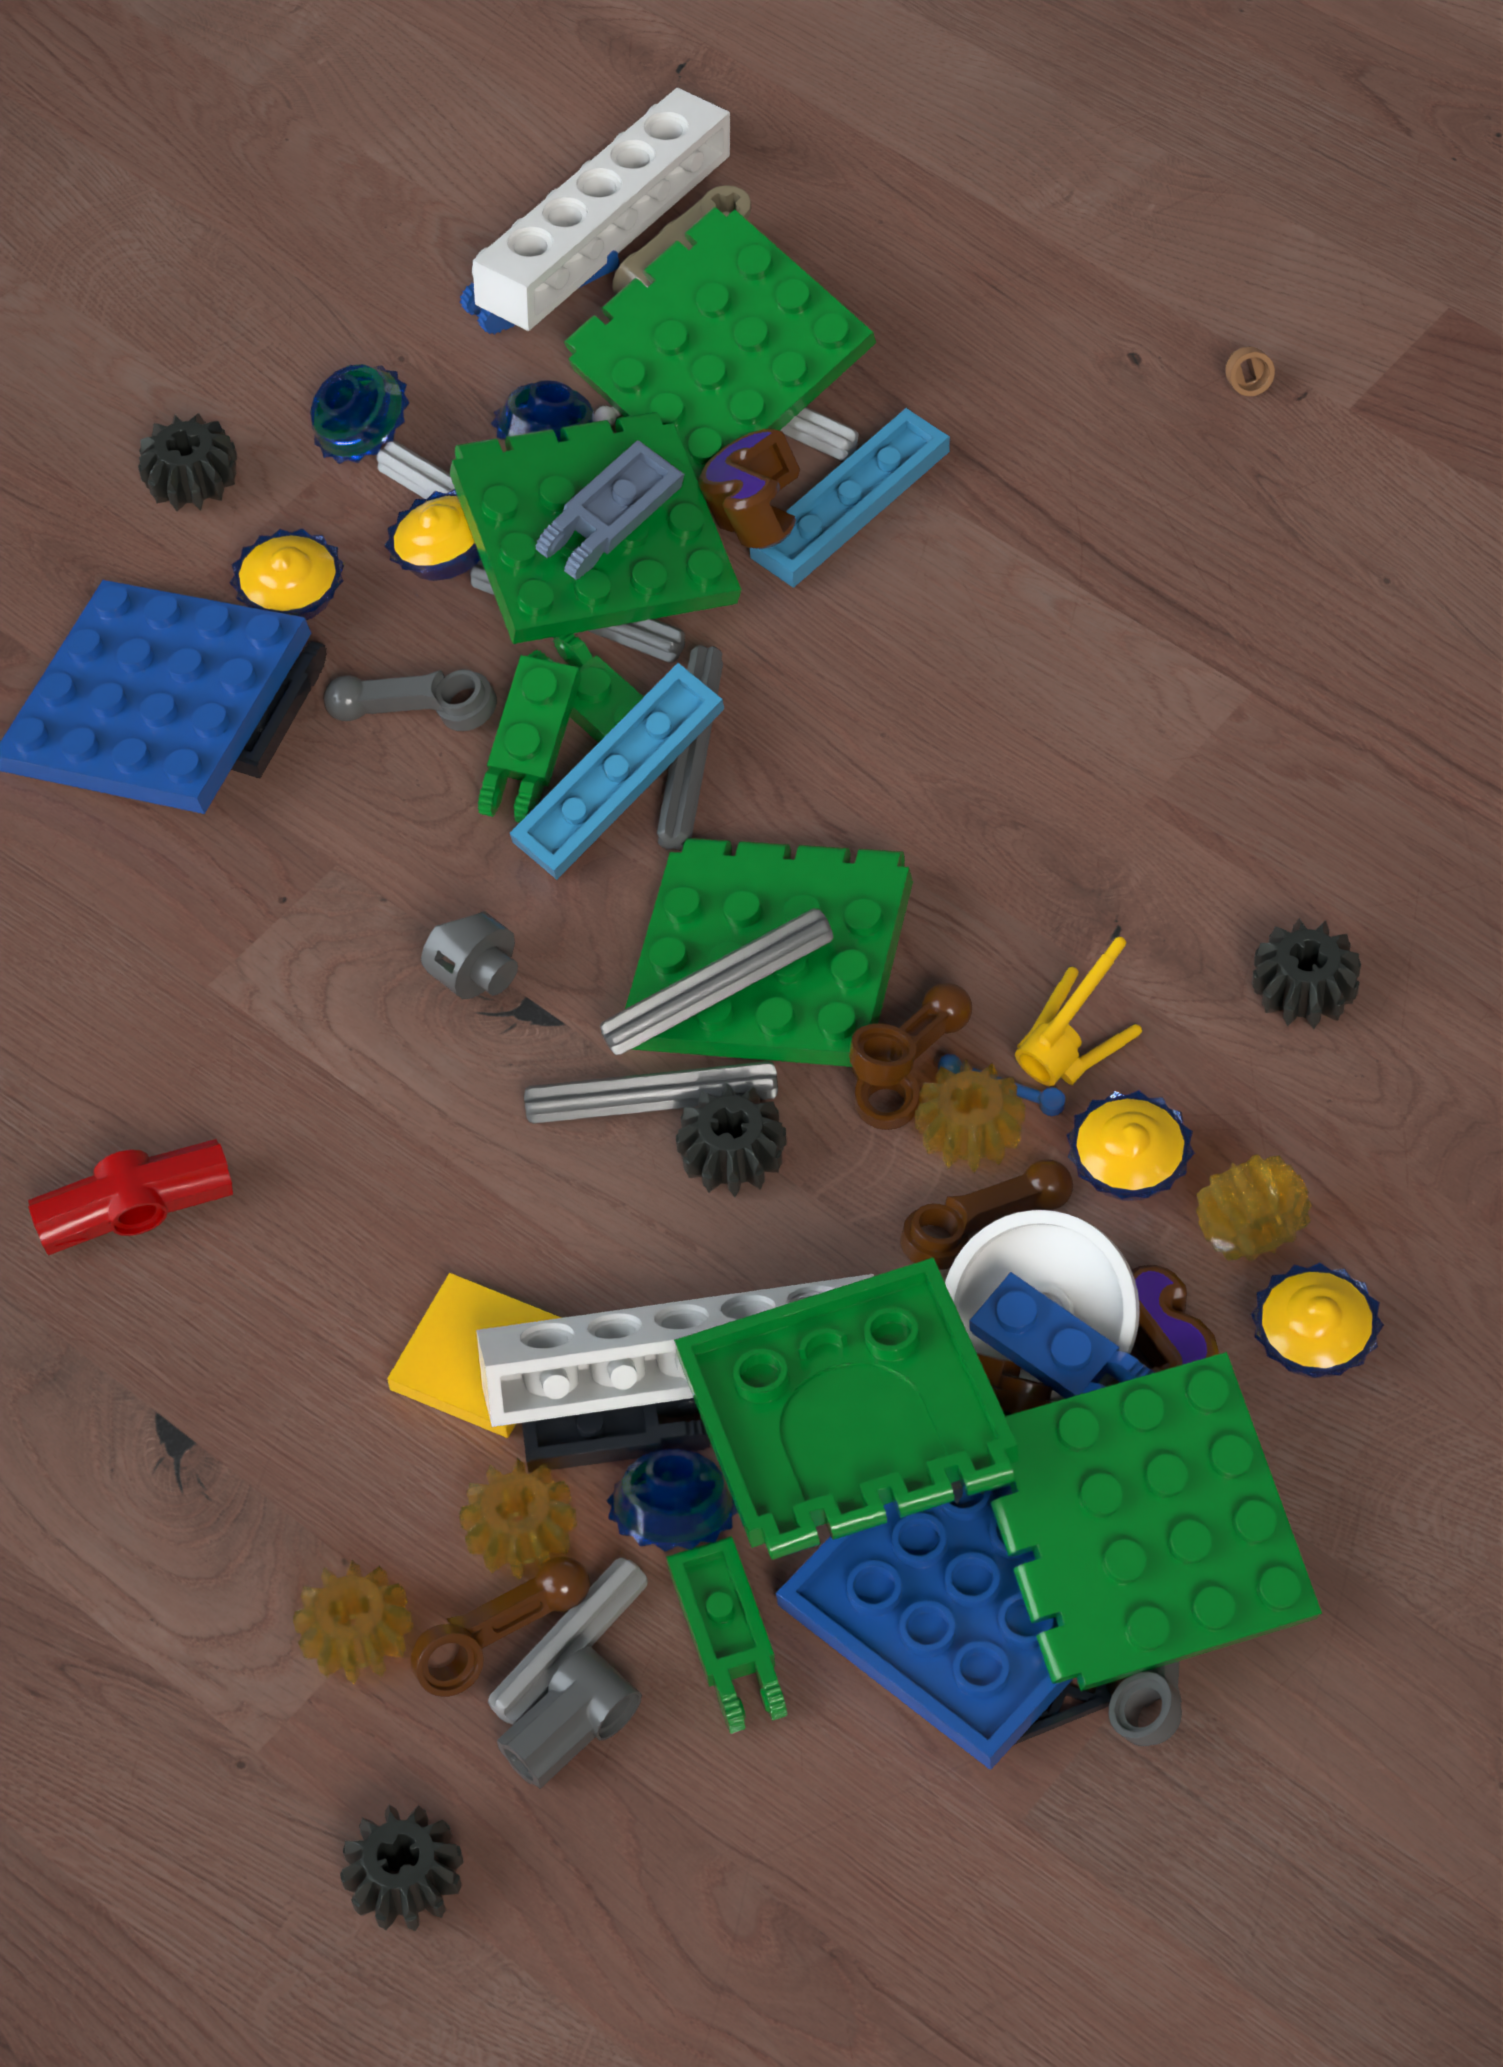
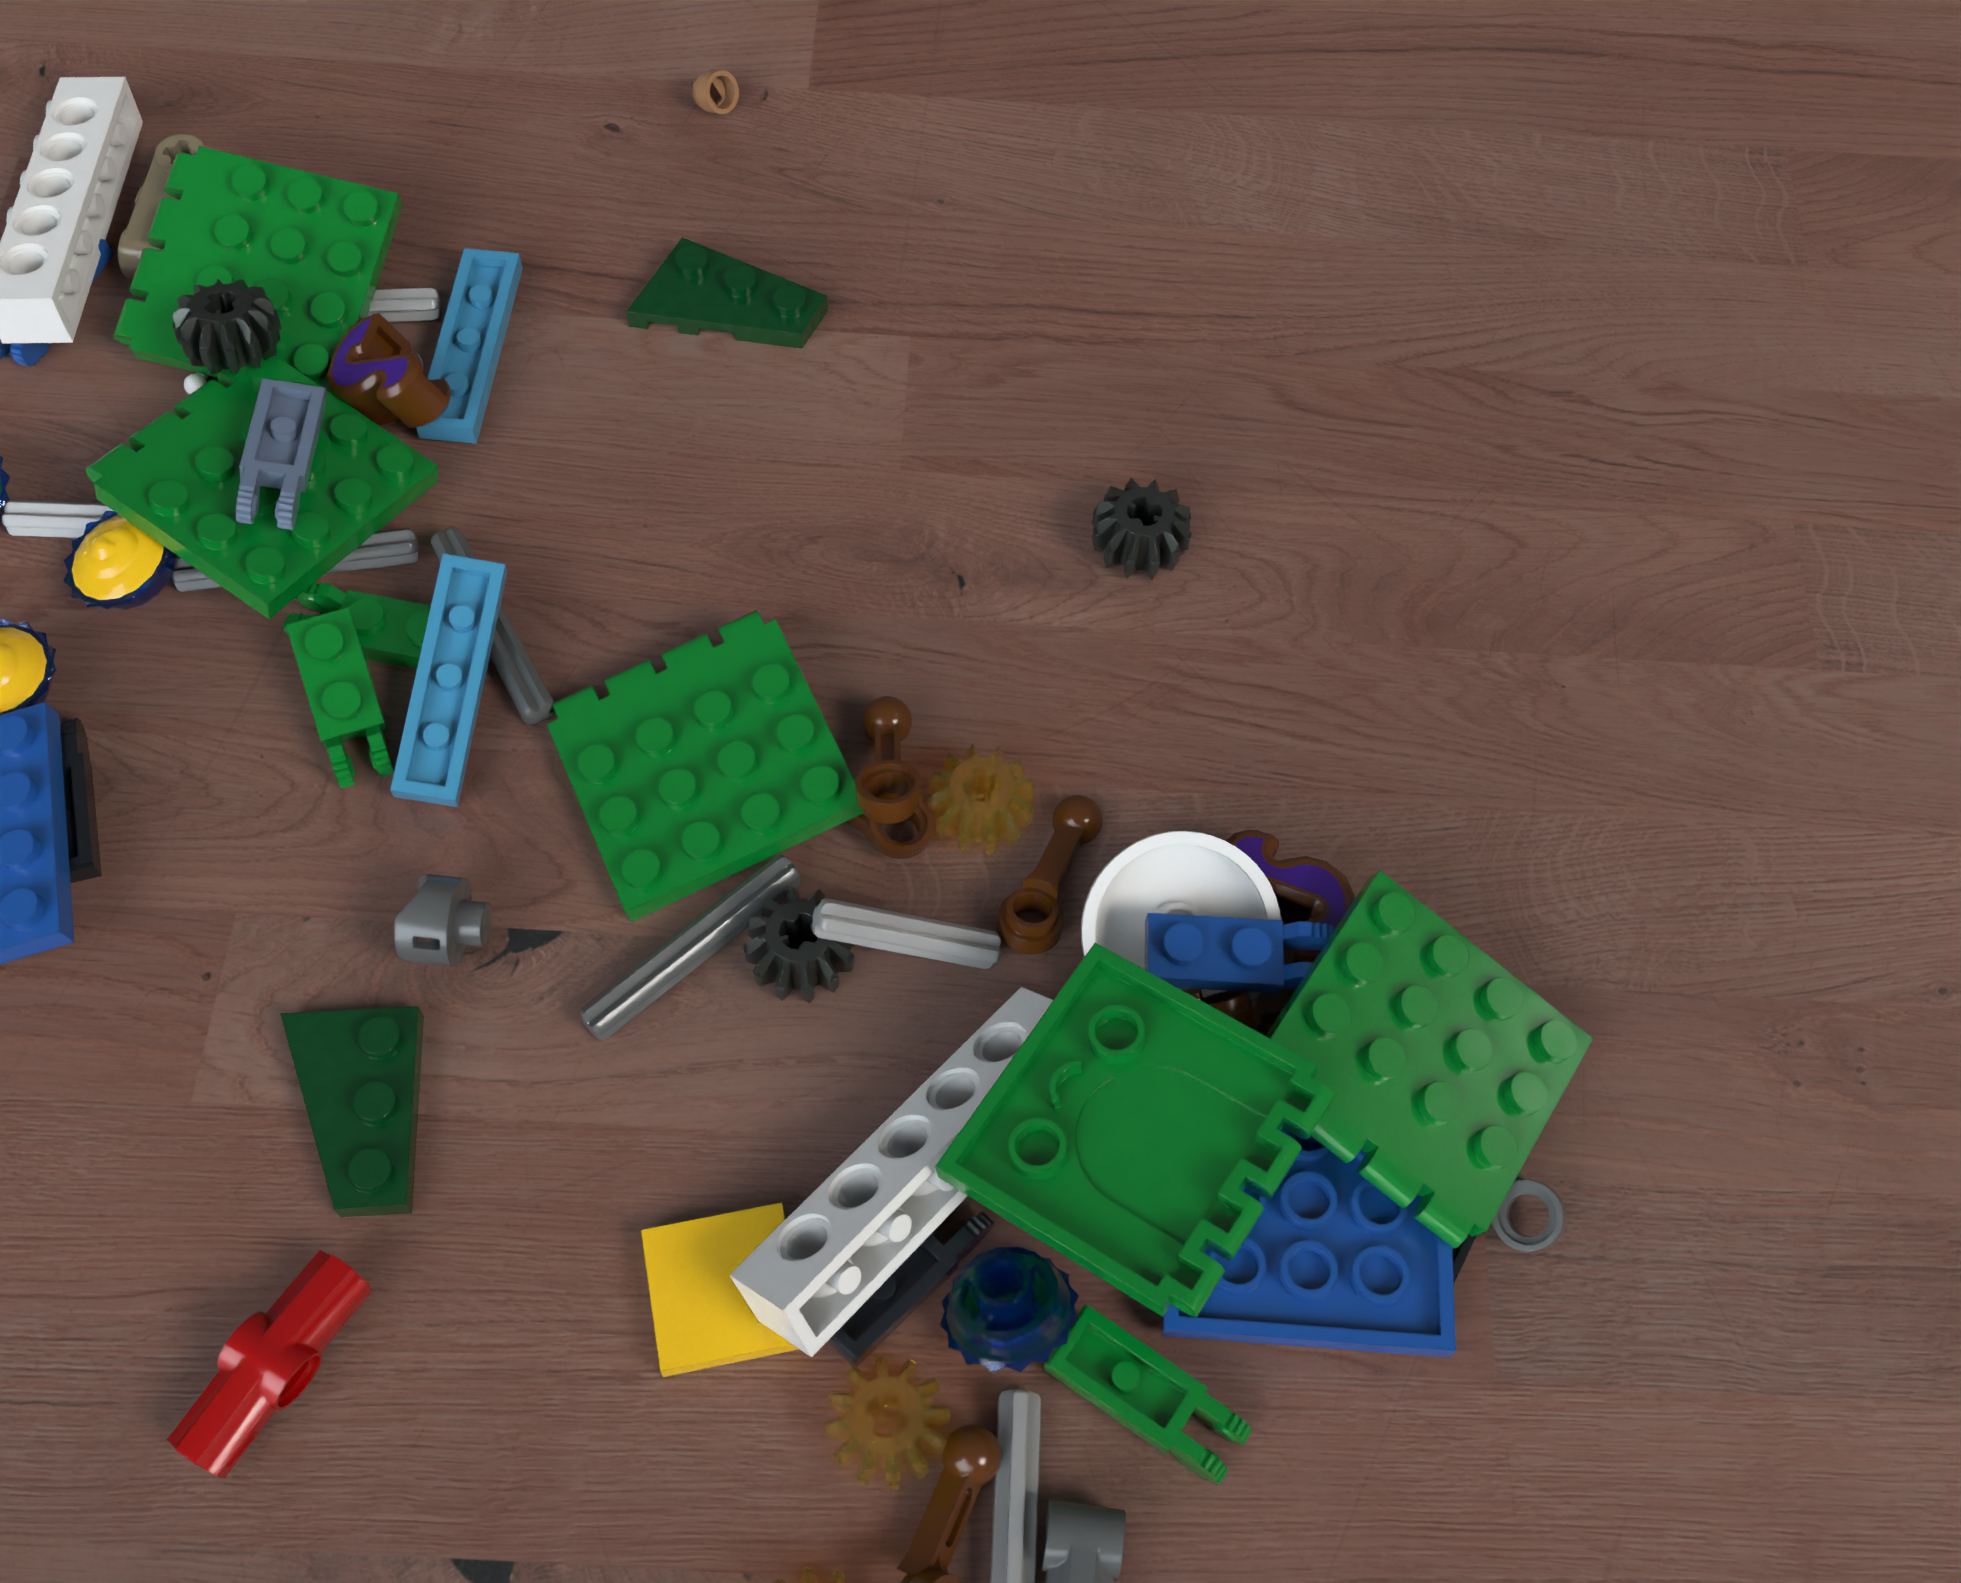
camera: 45 degrees left, 5 degrees up
(324, 1057) = (362, 1101): none -> dark green wing
(351, 698) = (138, 753): dark grey piece -> none
(541, 408) = (134, 403): clear blue piece -> none
(646, 381) = (227, 326): none -> pearl dark grey gear
(716, 981) = (689, 815): axle -> none
(816, 1179) = (905, 933): none -> light grey axle
(1050, 1100) = (1024, 748): blue hinge -> none
(1053, 1045) = (998, 705): yellow plant -> none
(1109, 568) = (720, 293): none -> dark green wing
(1130, 1145) = (1129, 746): yellow piece -> none
(1253, 1208) = (1266, 738): clear yellow gear -> none
(1317, 1321) = (1383, 800): yellow piece -> none

